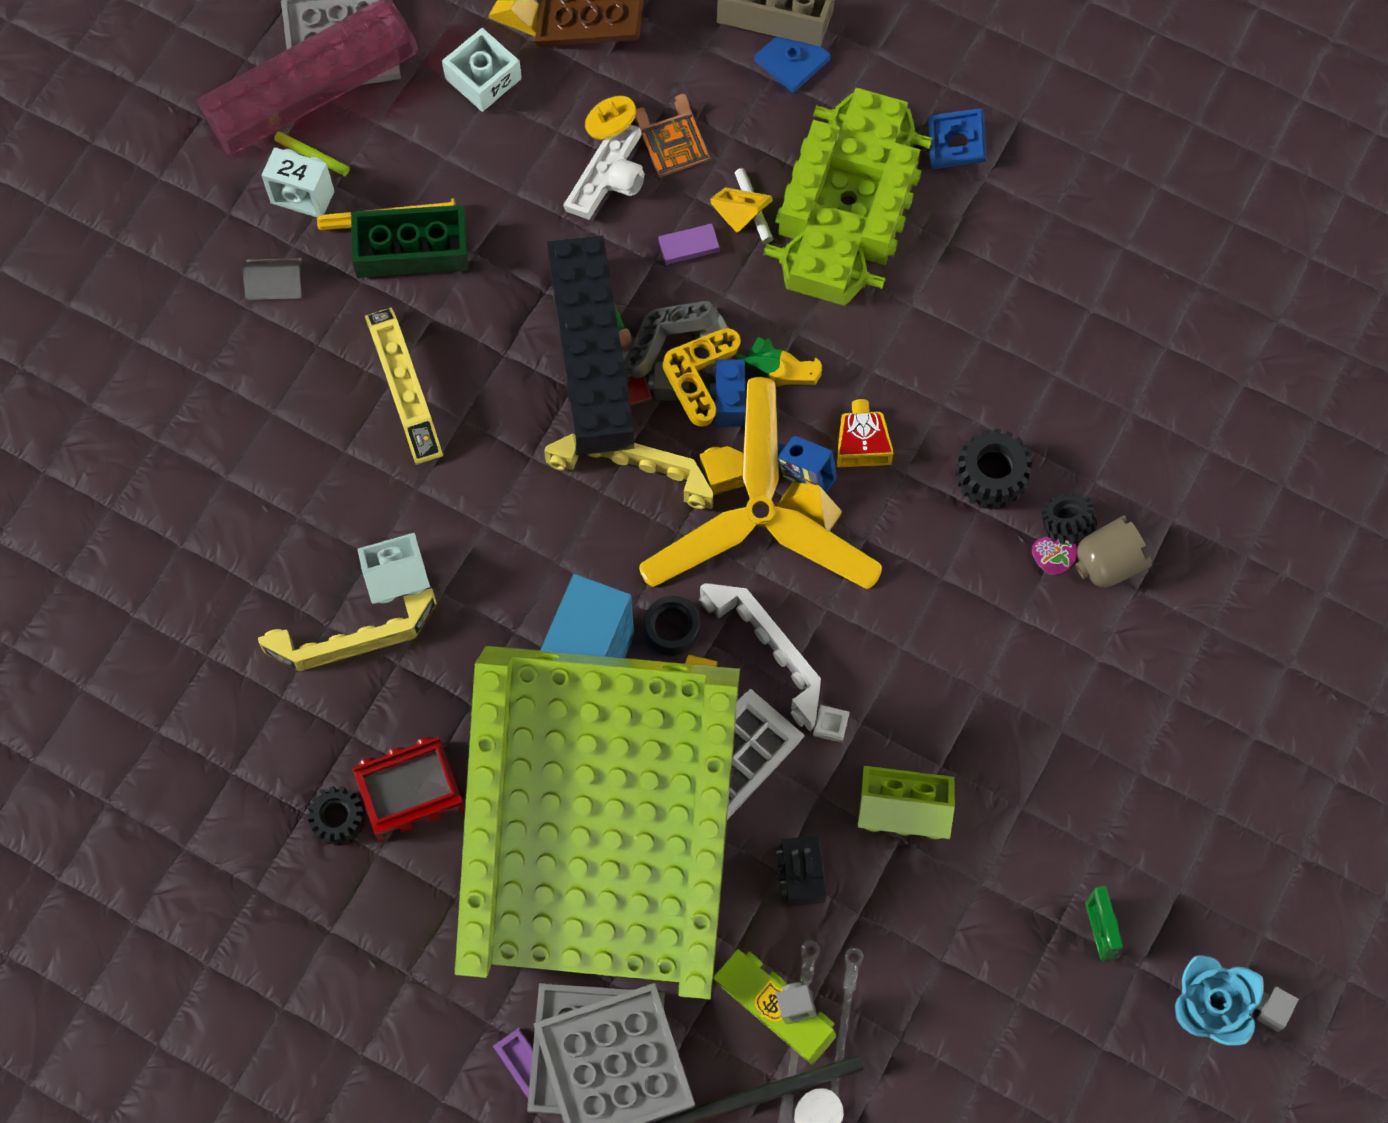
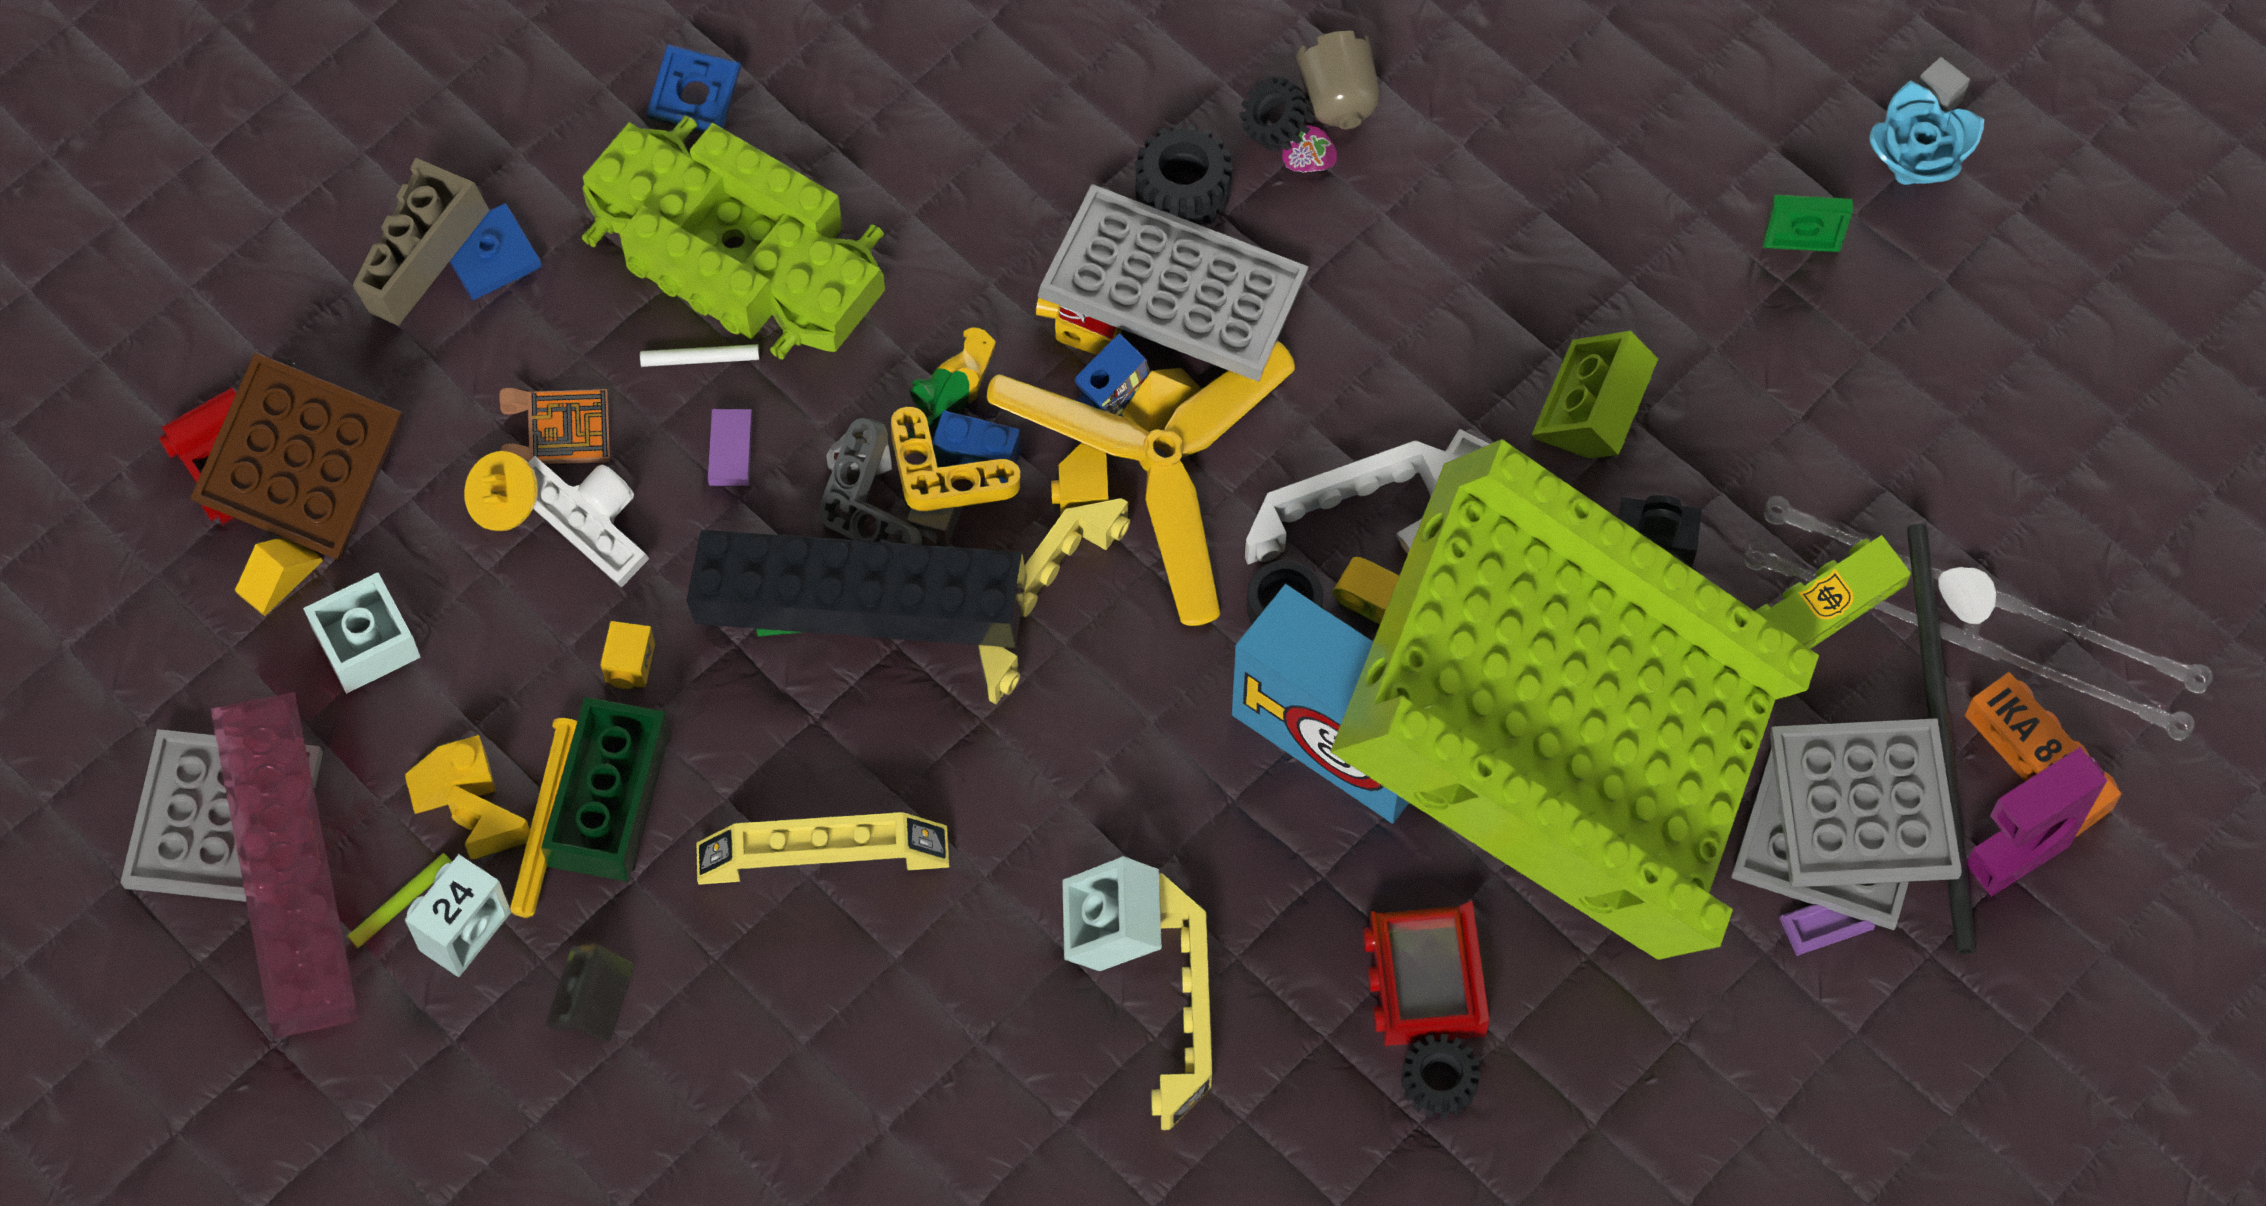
camera: 75 degrees left, 5 degrees down
(372, 185) = (494, 826): none -> yellow slope
(402, 155) = (455, 763): none -> yellow slope
(512, 227) = (627, 655): none -> yellow brick
(739, 206) = (701, 366): yellow slope -> none
(795, 1003) = (1843, 562): light grey plate -> none
(898, 483) = (1173, 282): none -> light grey plate

